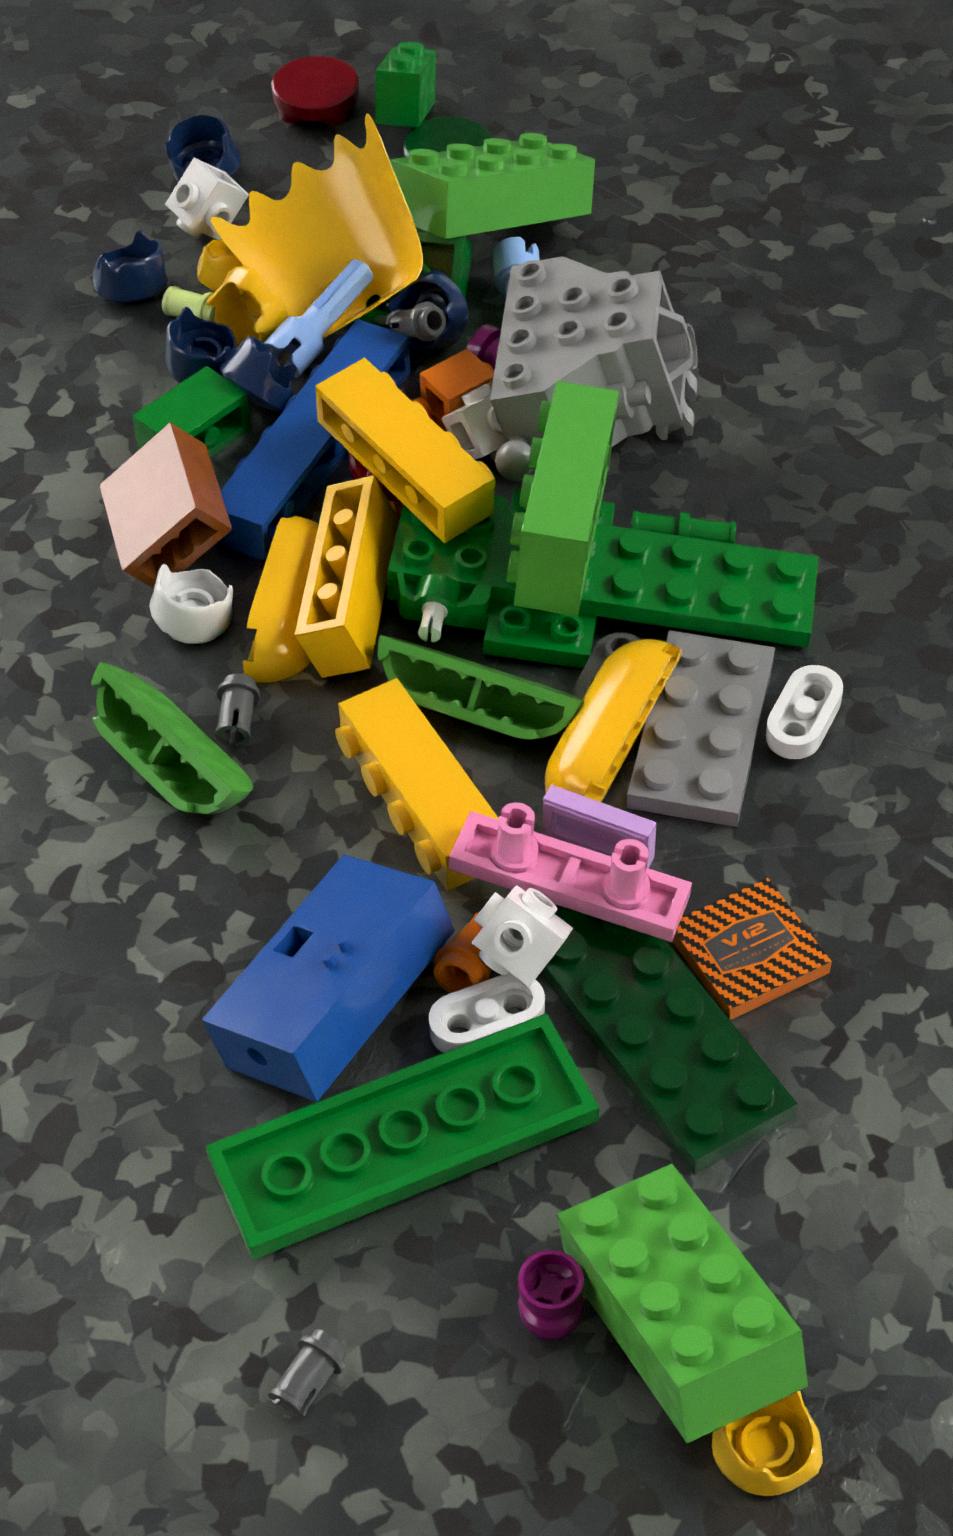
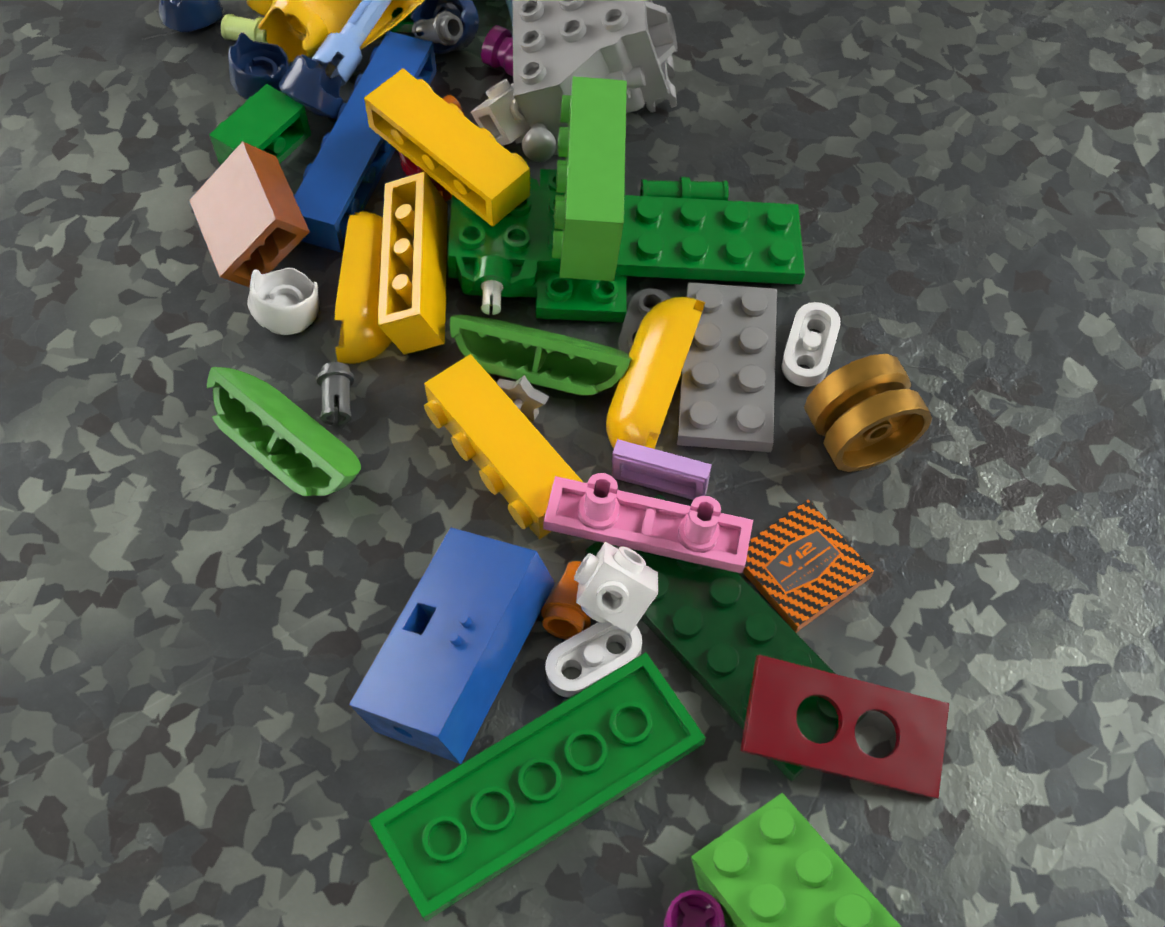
camera: 10 degrees left, 10 degrees up
(450, 380) = (474, 77): orange brick -> none
(453, 732) = (524, 396): none -> light grey piece
(850, 786) = (867, 412): none -> pearl gold wheel
(850, 1122) = (774, 733): none -> dark red piece

